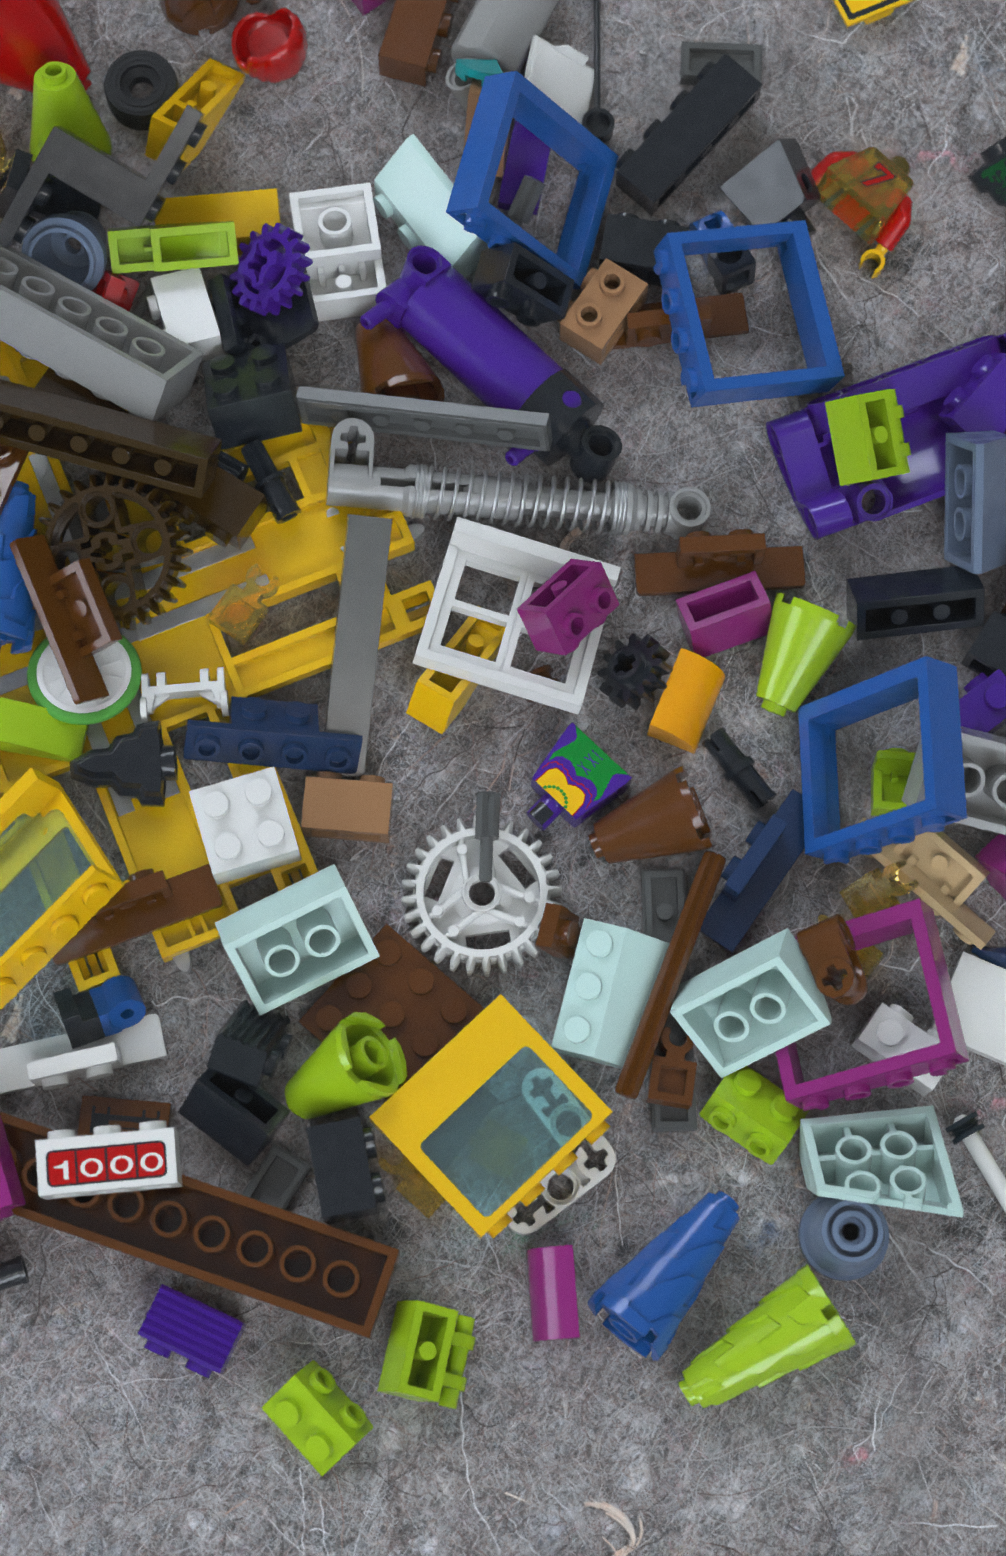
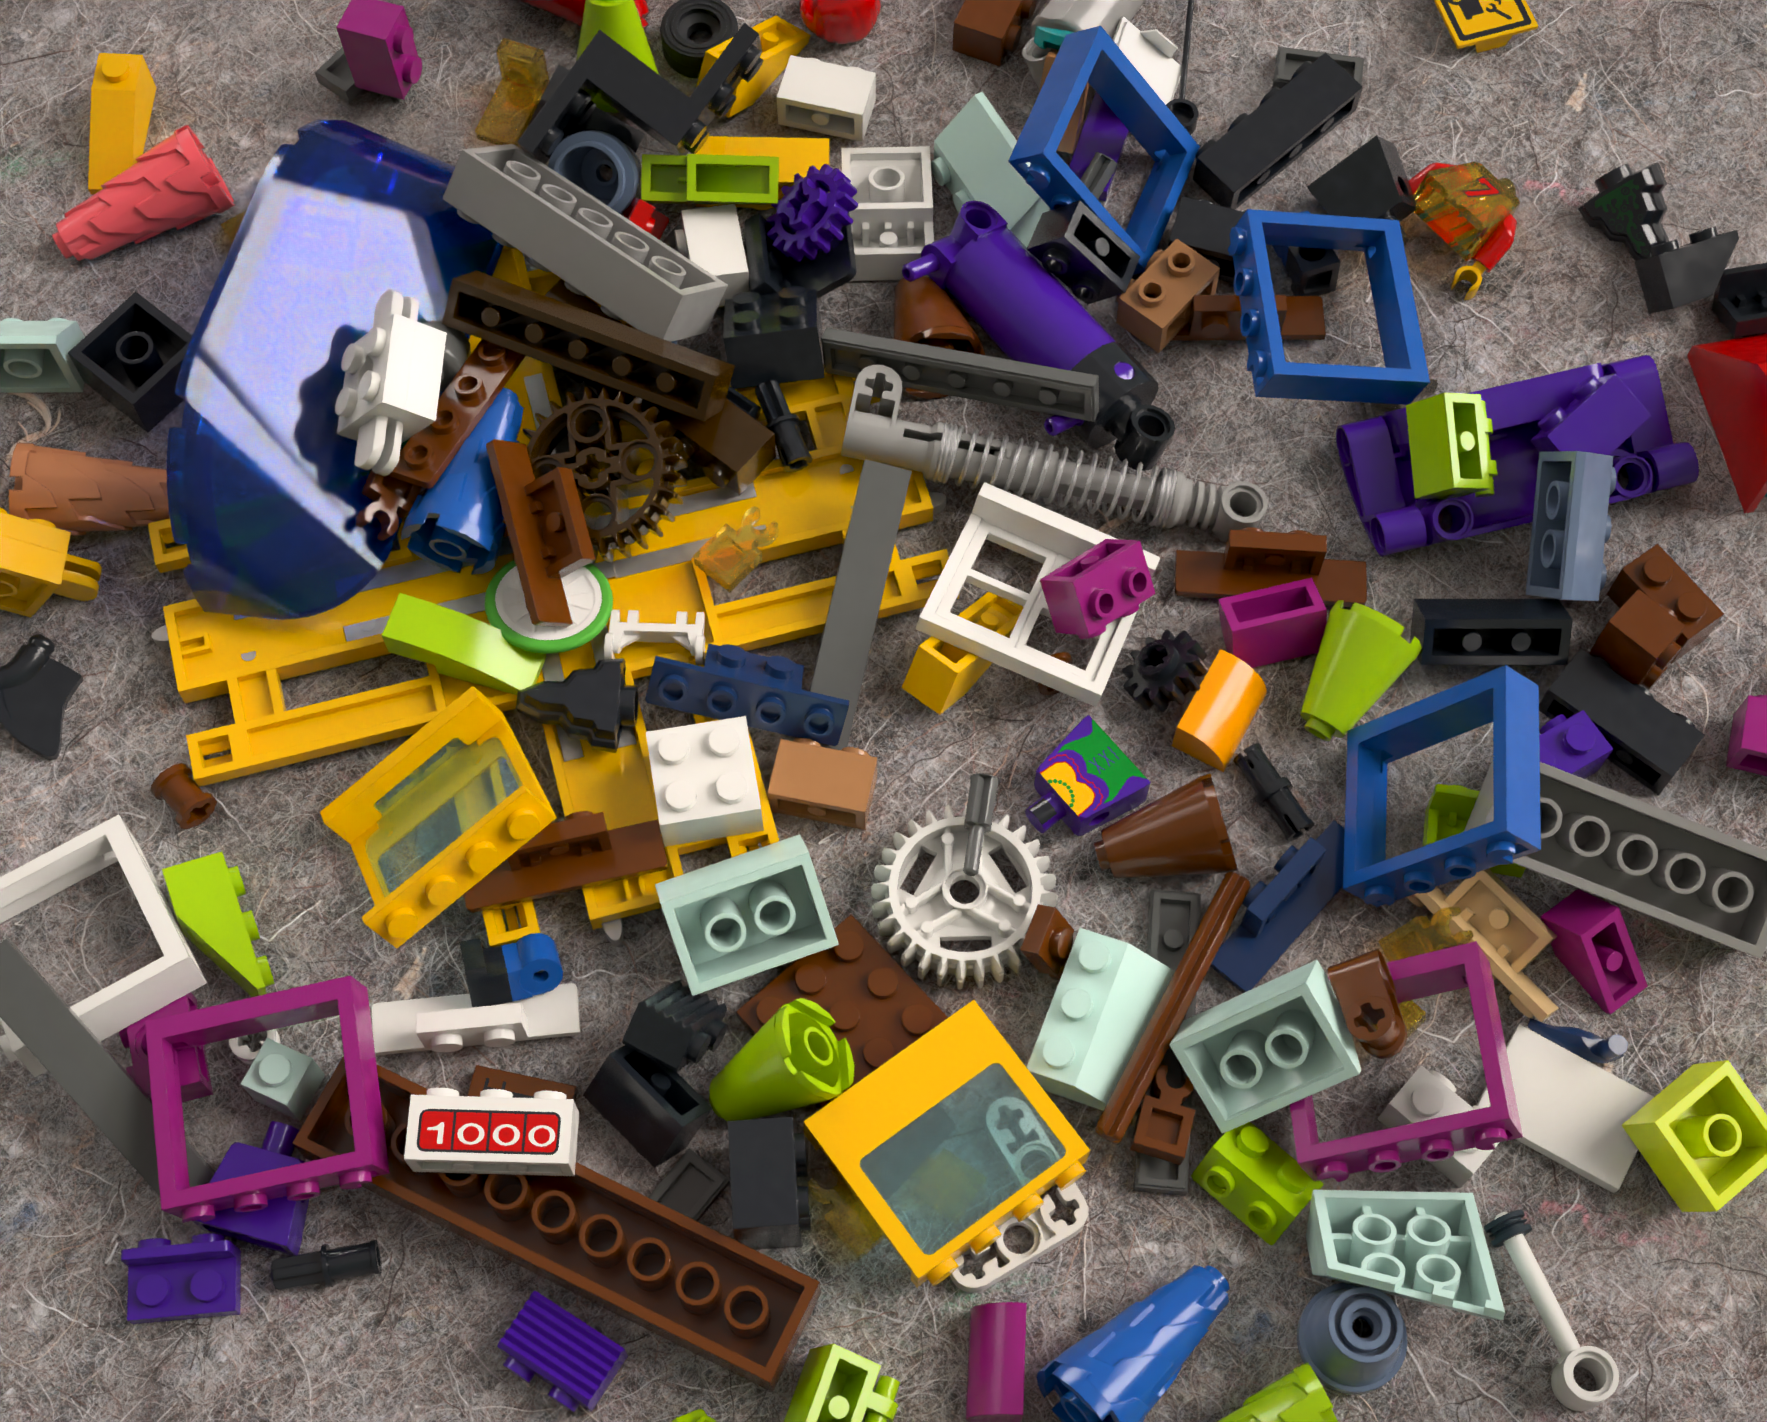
camera: 10 degrees right, 10 degrees down
(268, 143) = (826, 98): none -> white brick

